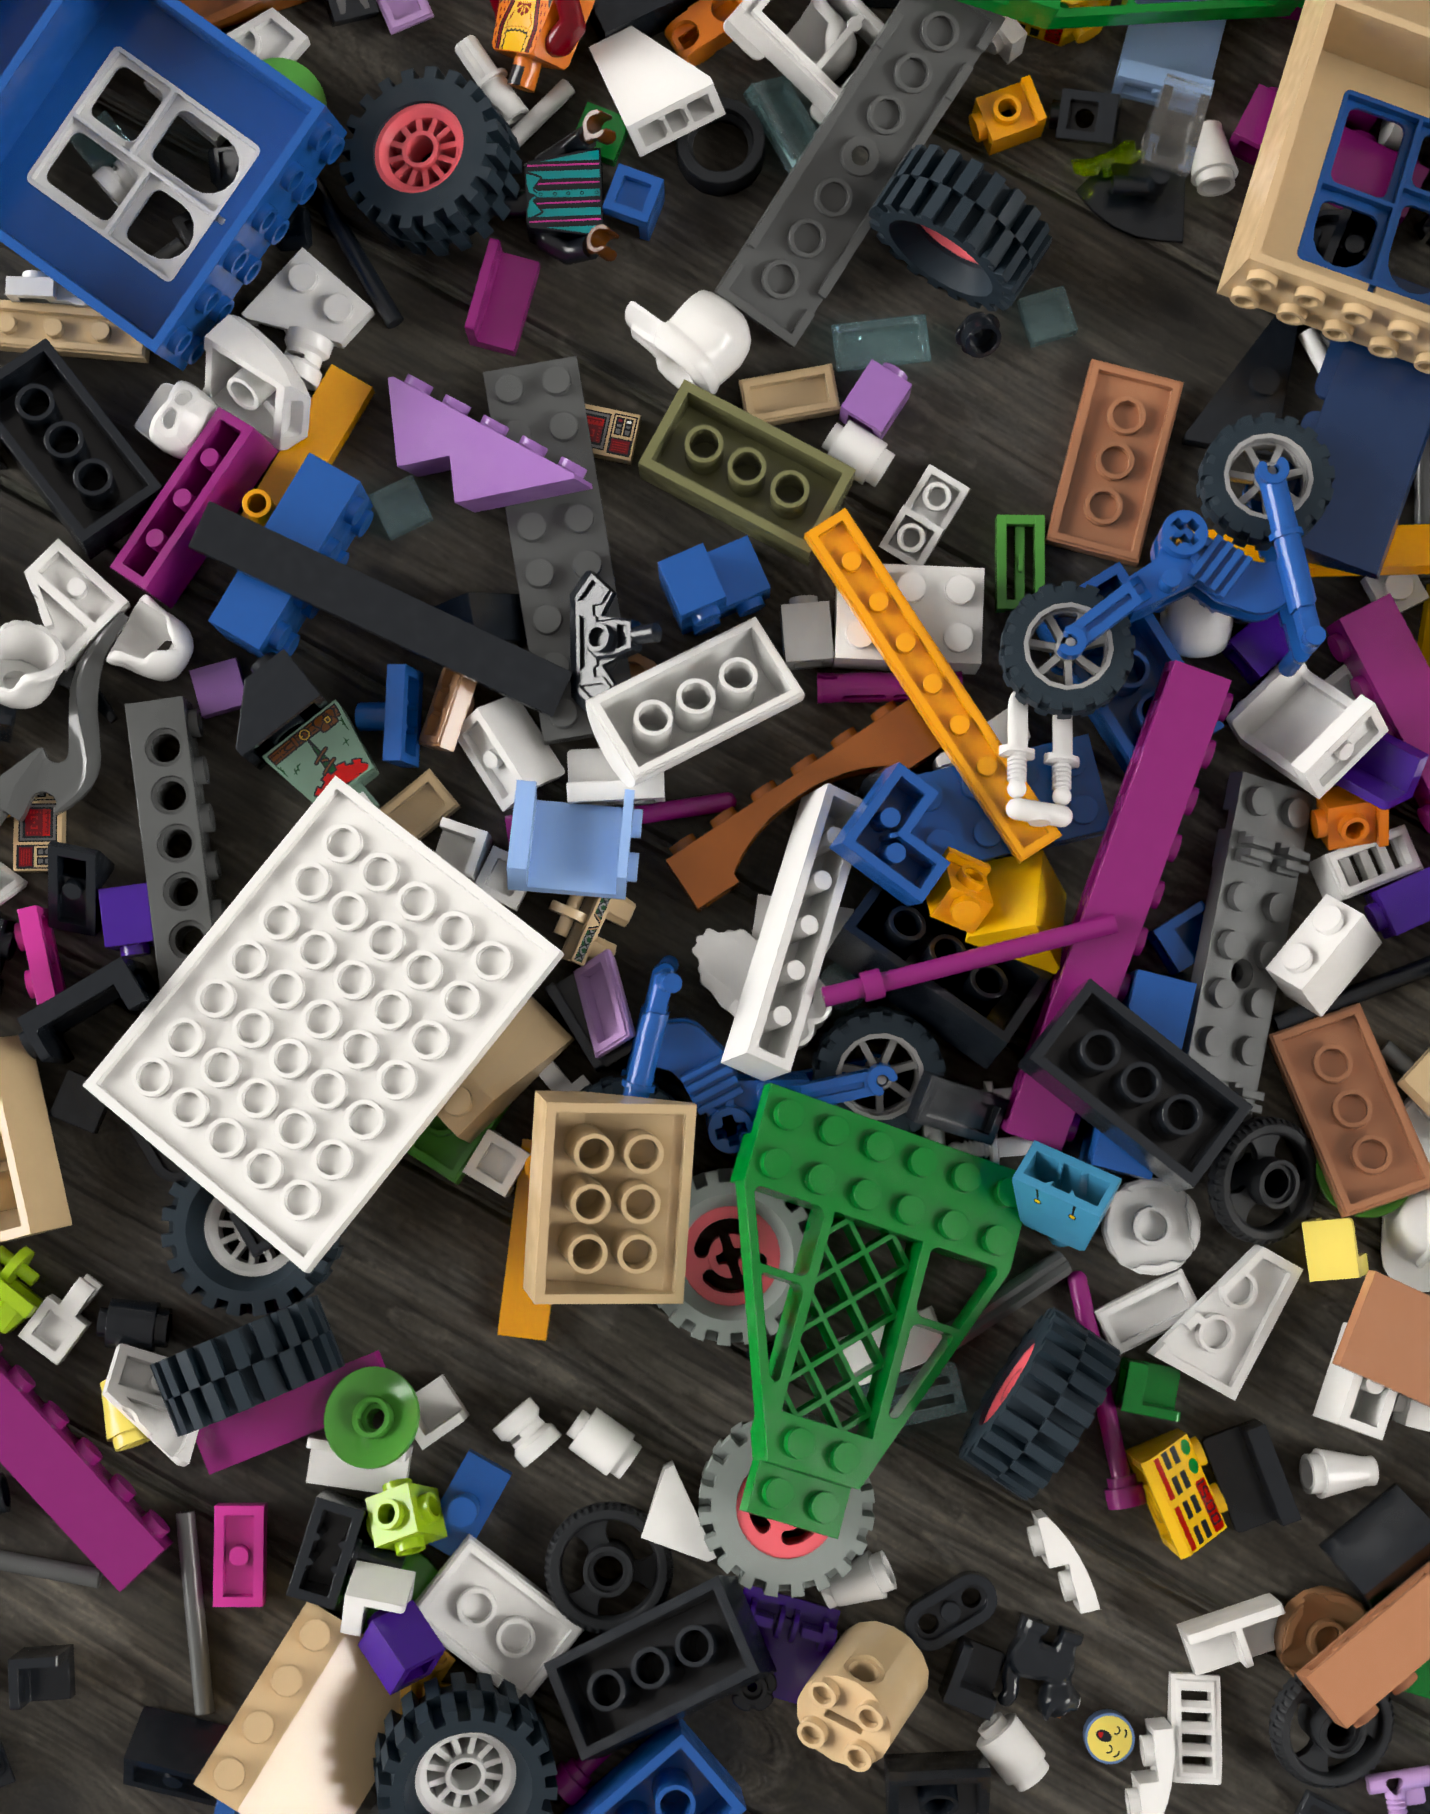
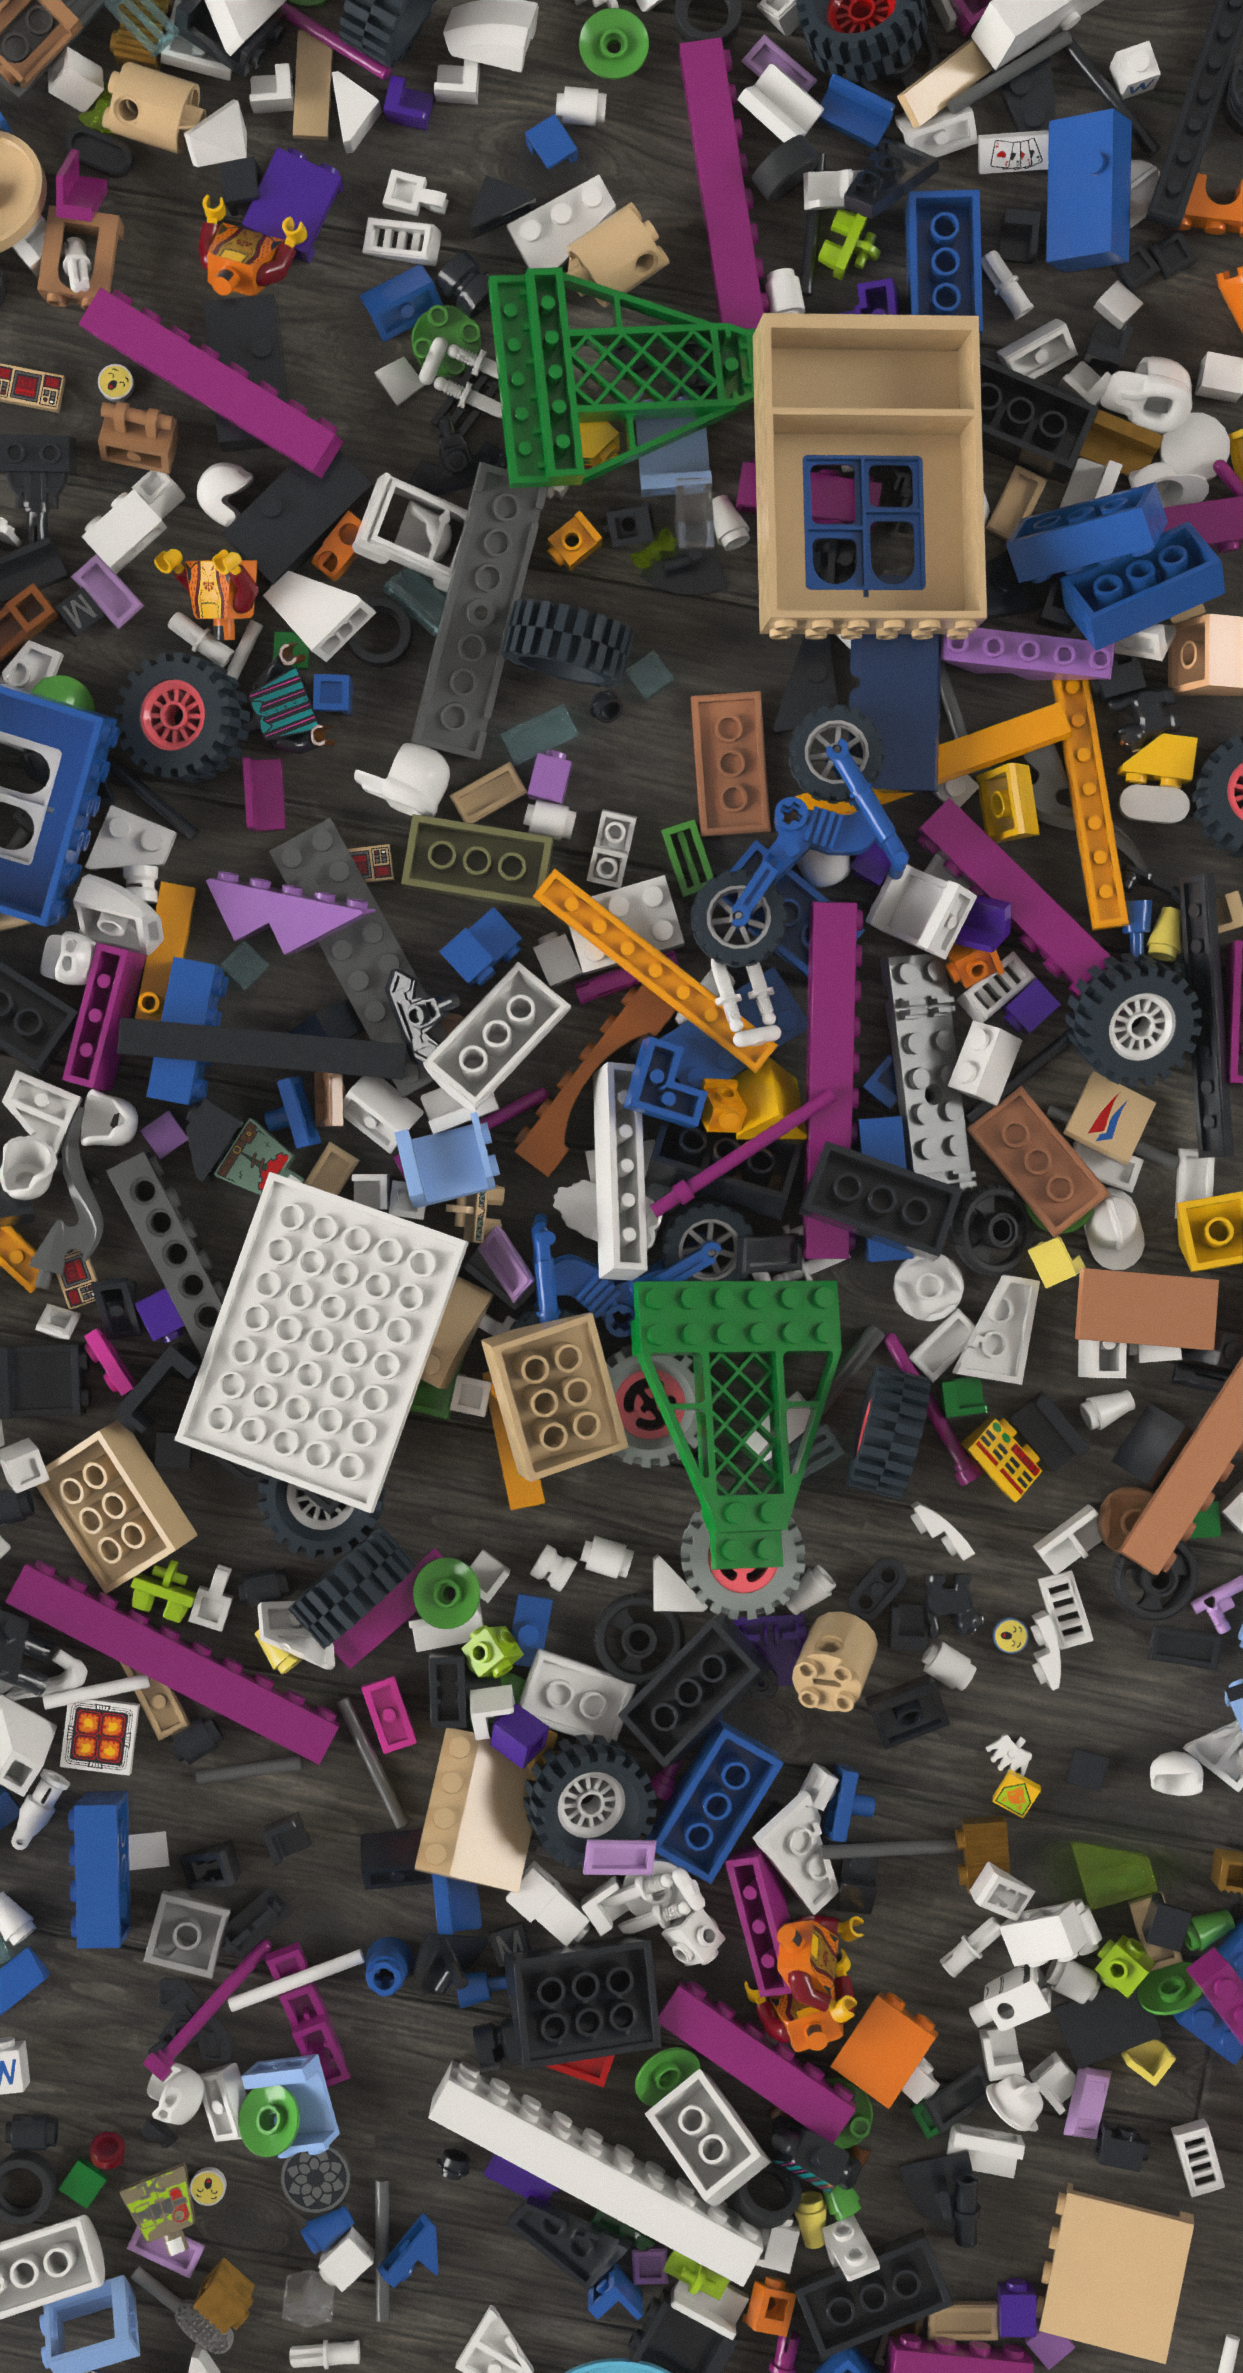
camera: 15 degrees left, 5 degrees up
(1062, 1195) = (859, 1288): dark azure torso -> none

